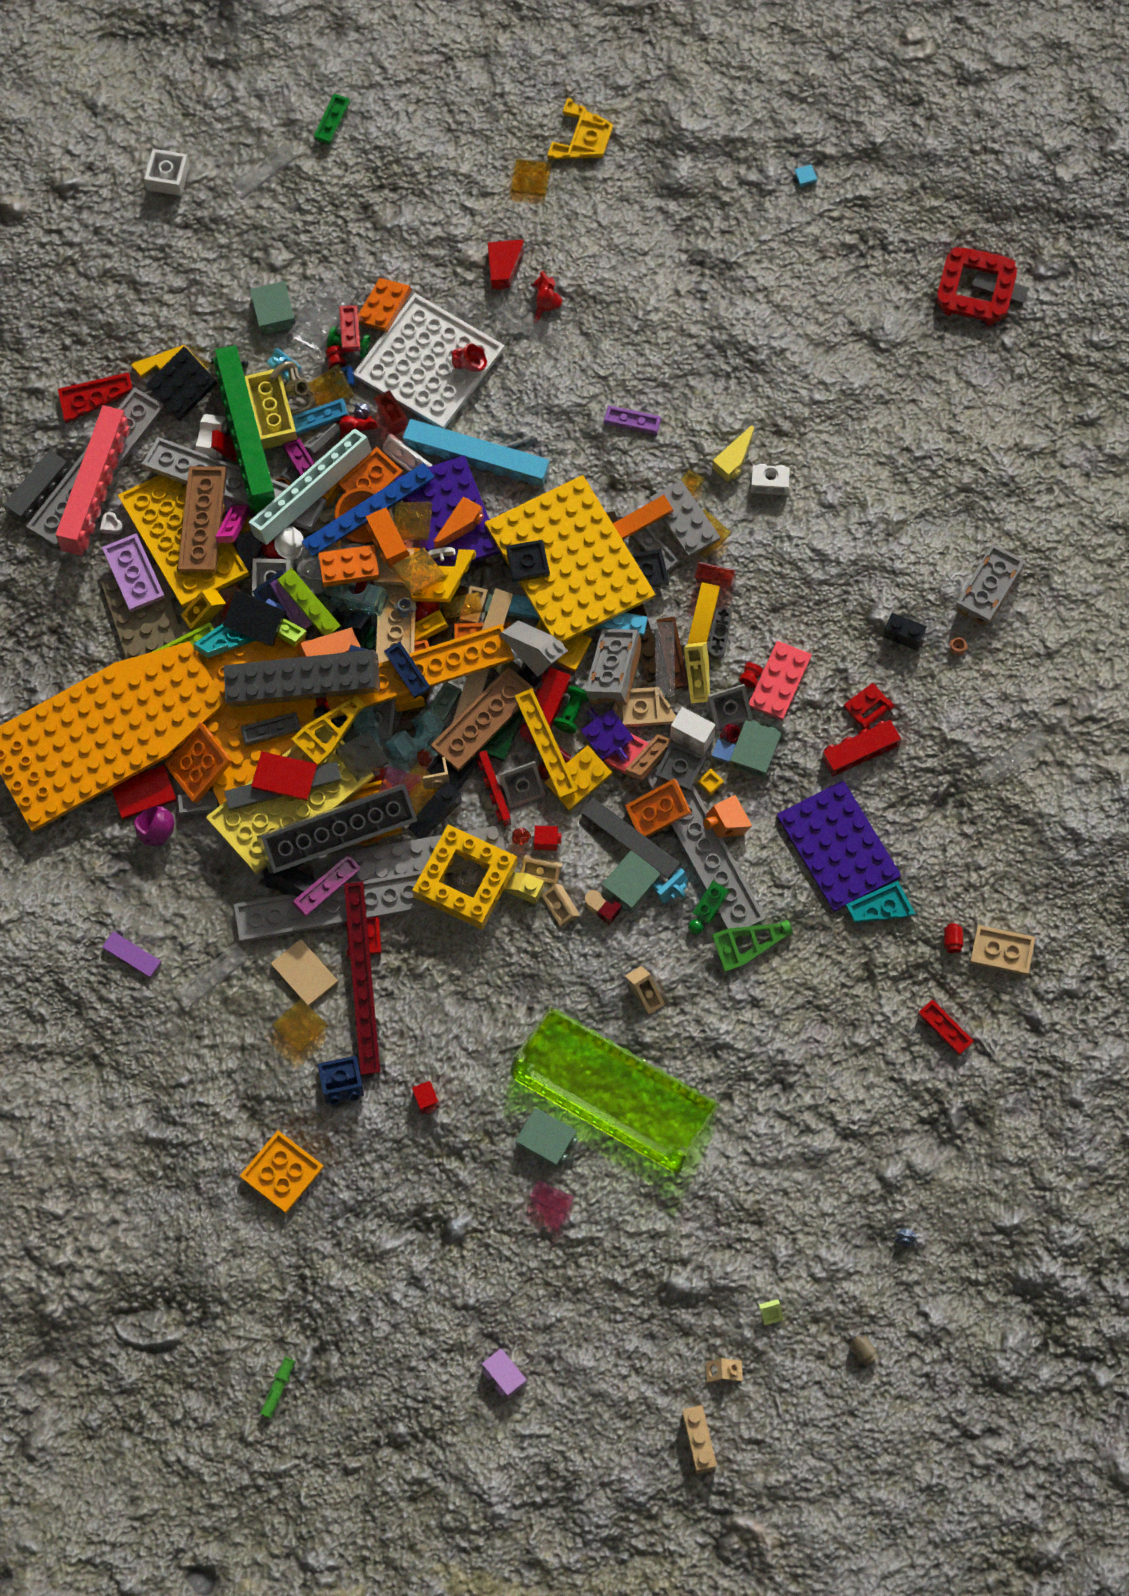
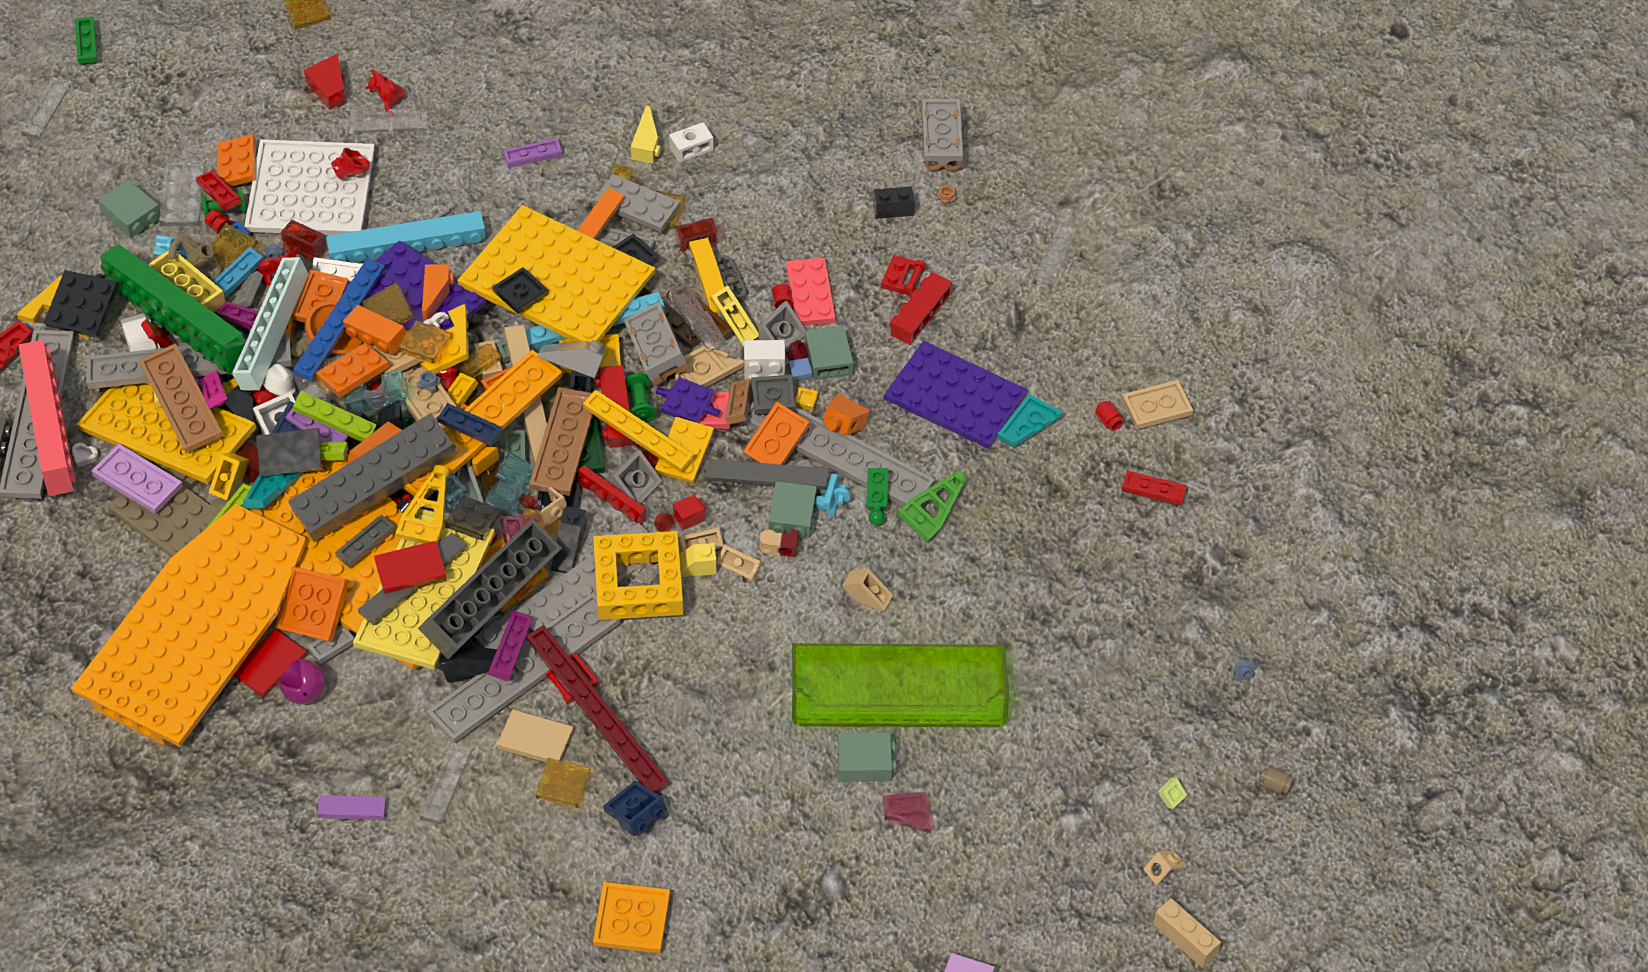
camera: 35 degrees left, 15 degrees down
(425, 1097) = (727, 781): red brick -> none

